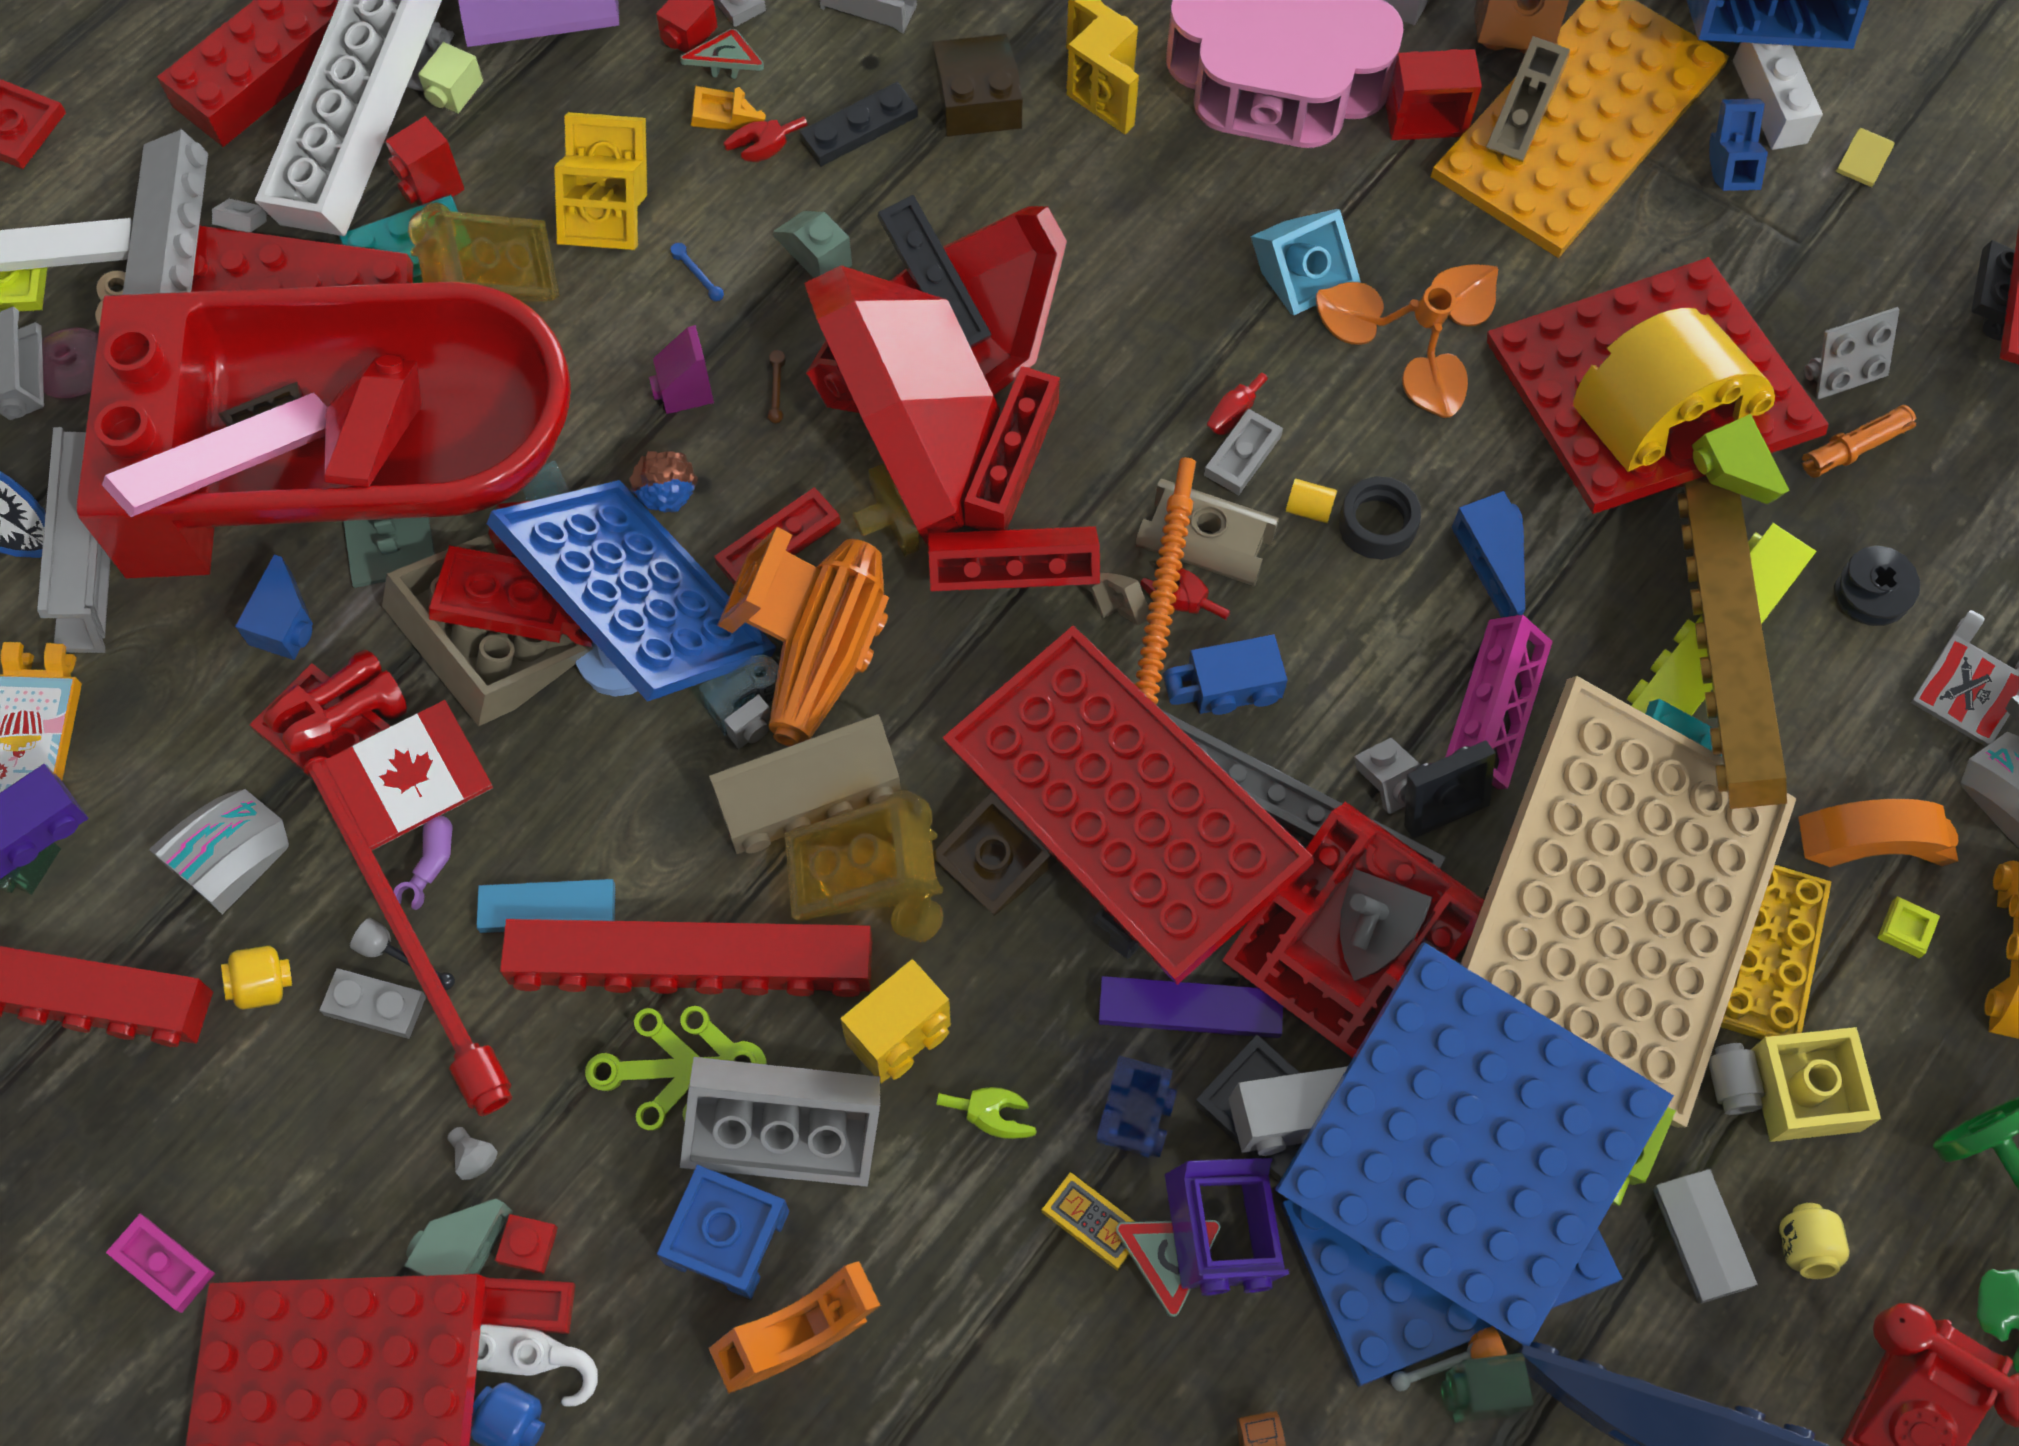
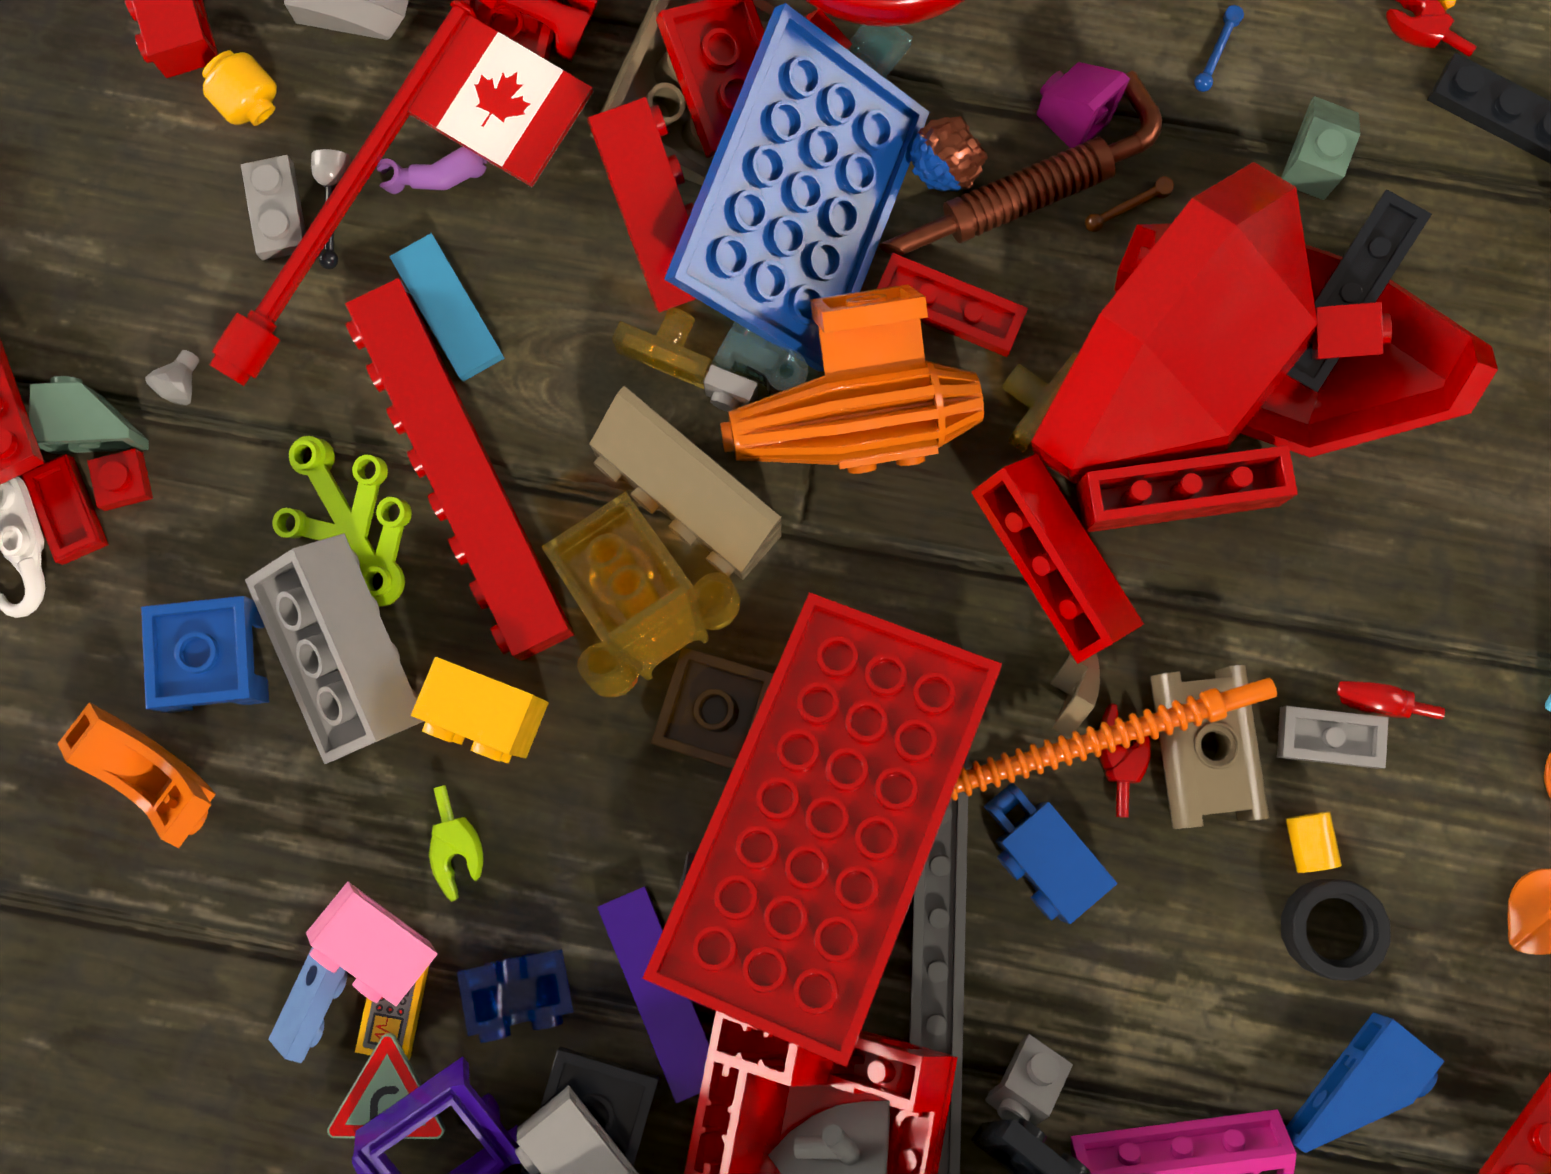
camera: 65 degrees right, 15 degrees up
(569, 697) = (645, 190): none -> red brick
(687, 754) = (665, 349): none -> clear yellow tile
(723, 439) = (1039, 184): none -> copper piece
(965, 285) = (1351, 331): none -> red brick
(1039, 1193) = (369, 945): none -> bright pink brick
(1043, 1266) = (303, 1014): none -> medium blue tile

